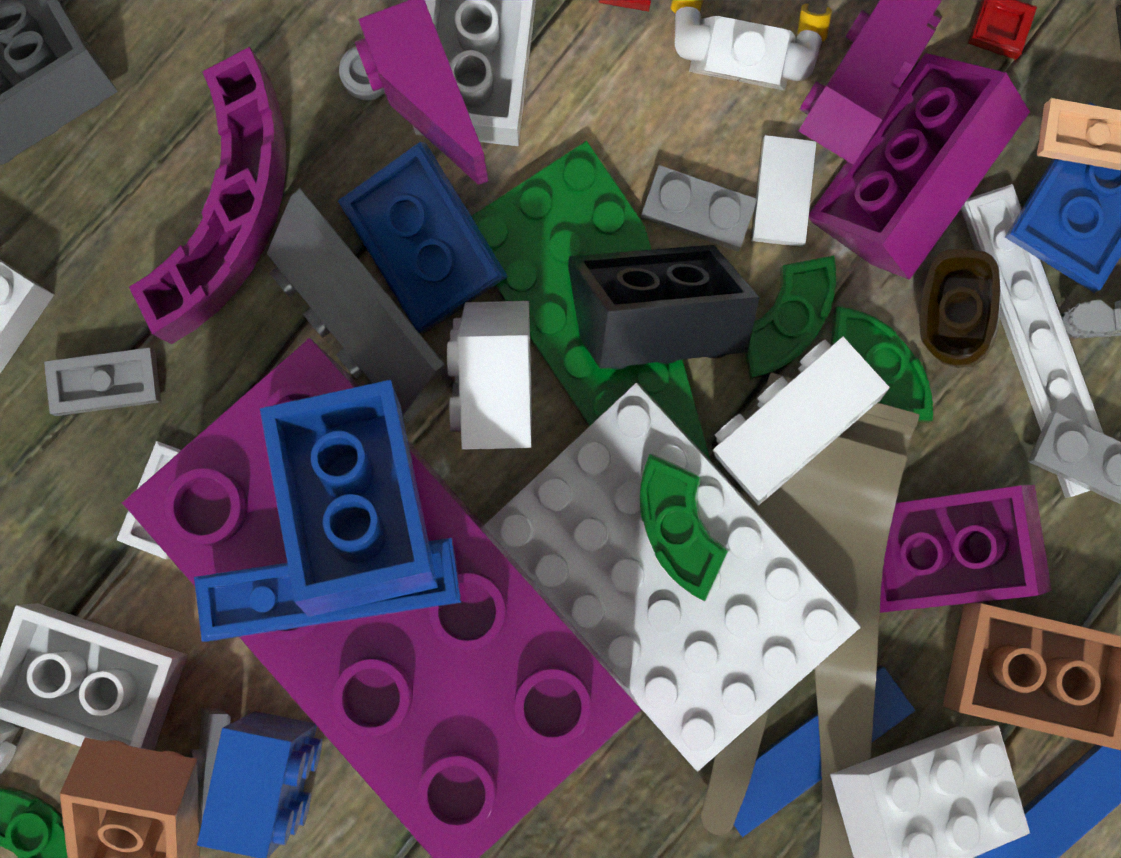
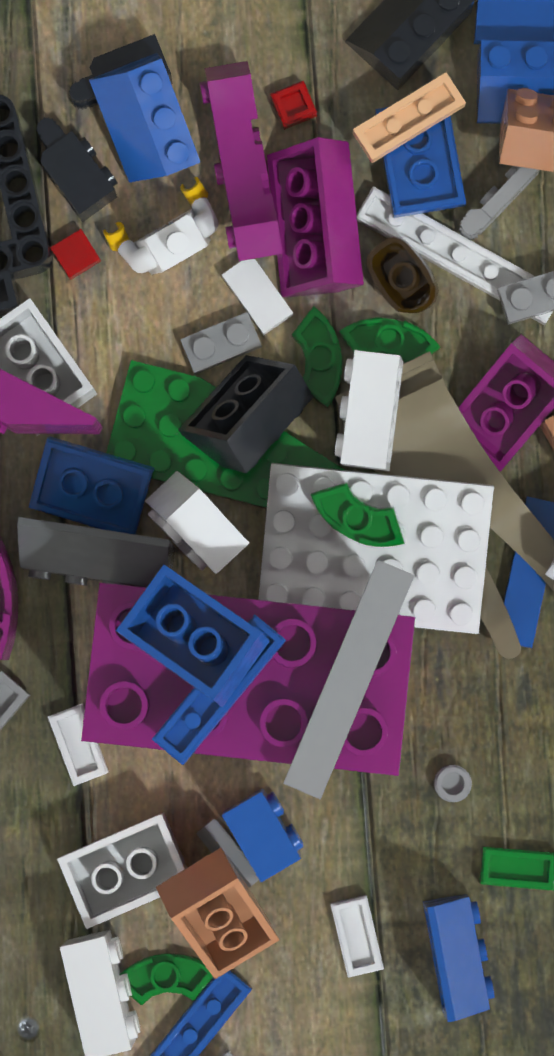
camera: 35 degrees left, 0 degrees up
(492, 718) = (348, 679): none -> light grey tile

